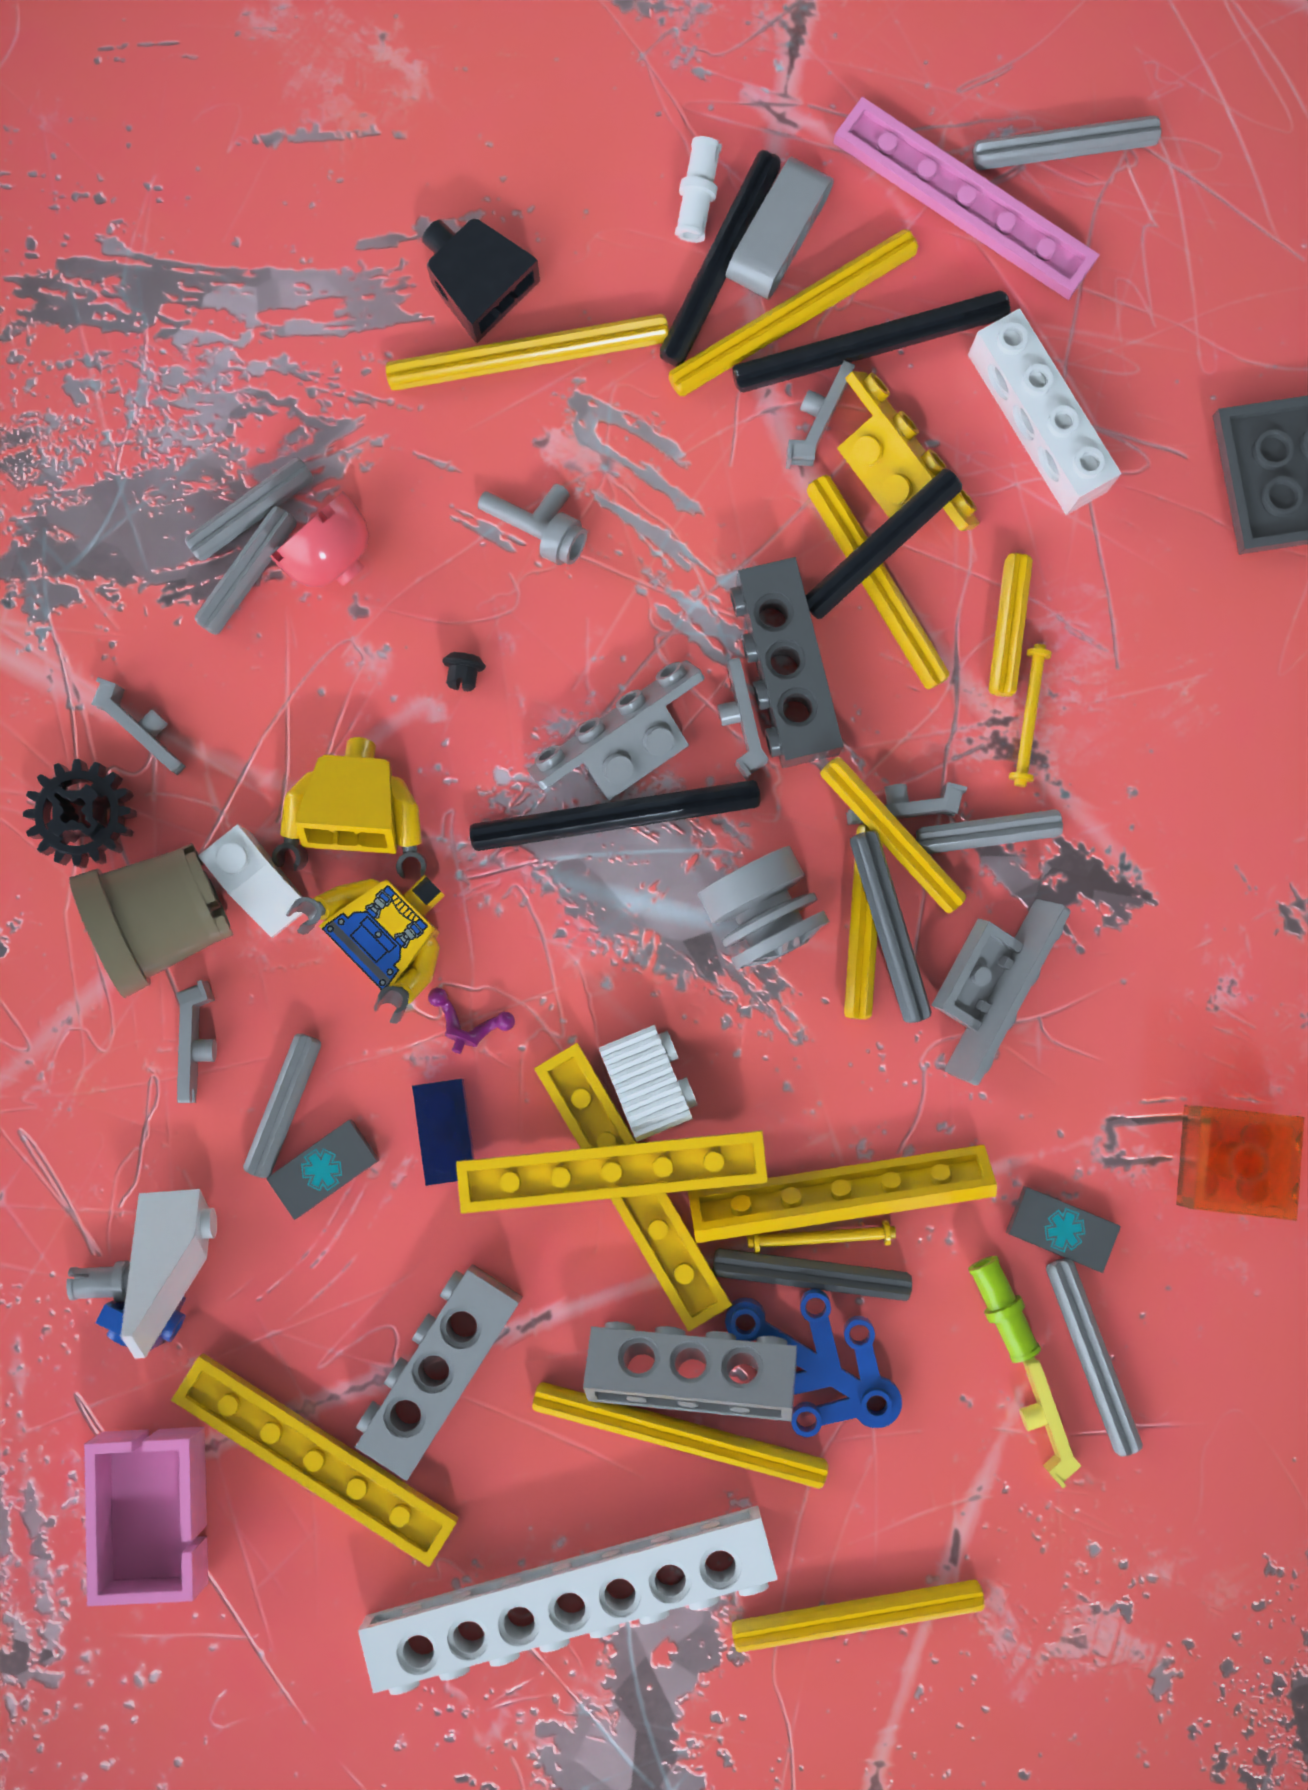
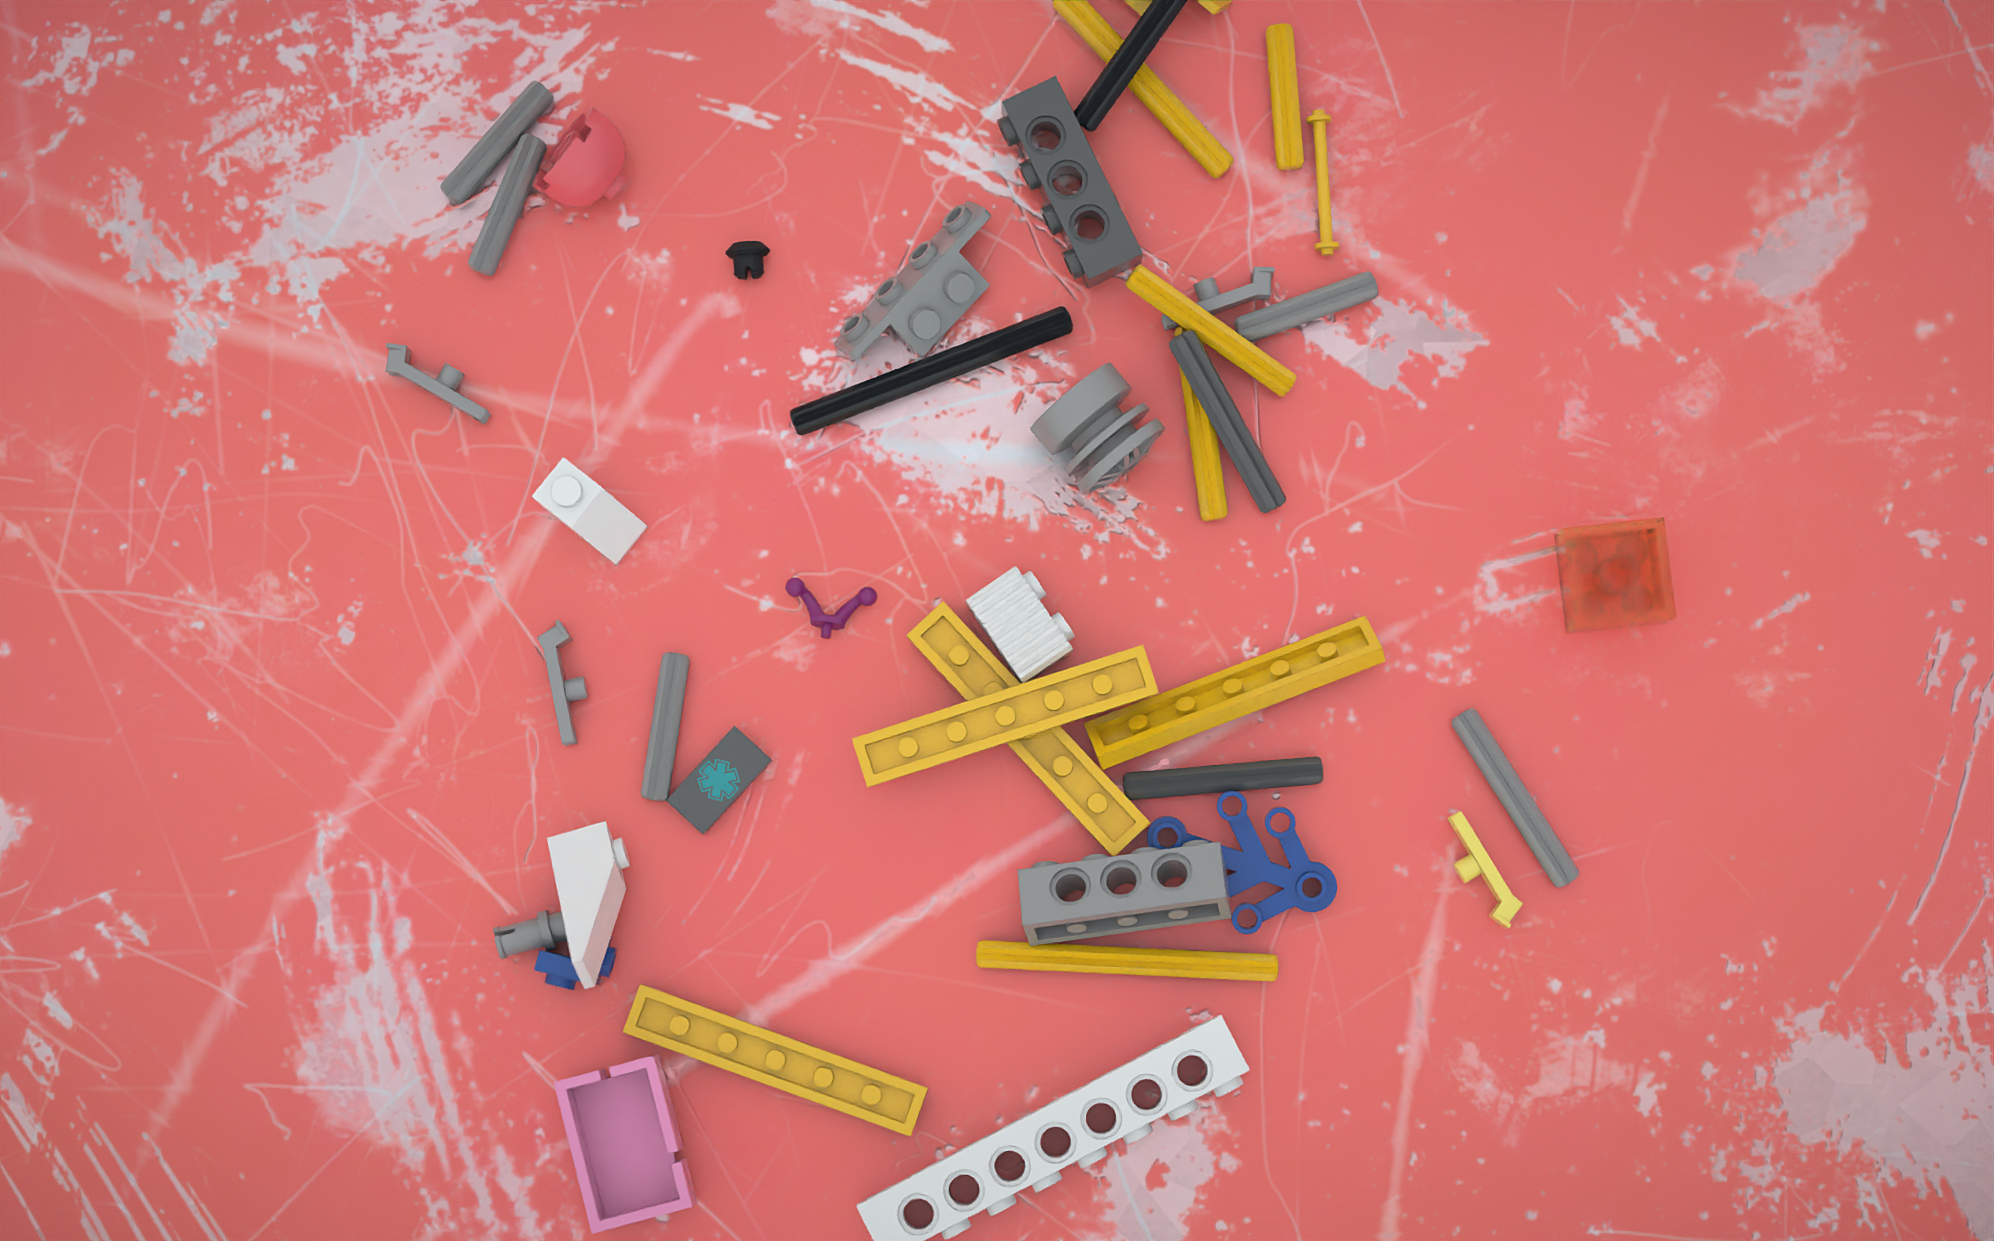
camera: 10 degrees left, 0 degrees up
(64, 822) = (387, 498): black gear -> none
(149, 915) = (499, 563): dark tan piece -> none
(350, 807) = (669, 417): yellow torso -> none
(381, 934) = (727, 535): torso -> none
(402, 1444) = (863, 1026): light grey brick -> none
(443, 1129) = (828, 716): clear blue plate -> none
(559, 533) = (817, 106): light grey piece -> none
(742, 712) = (1035, 241): light grey piece -> none
(857, 1615) = (1337, 1095): yellow axle -> none
(885, 1232) = (1286, 722): yellow axle -> none
(992, 982) = (1338, 454): light grey bracket -> none
(1004, 1309) = (1418, 770): lime pin -> none
(1063, 1229) = (1459, 681): dark grey tile -> none

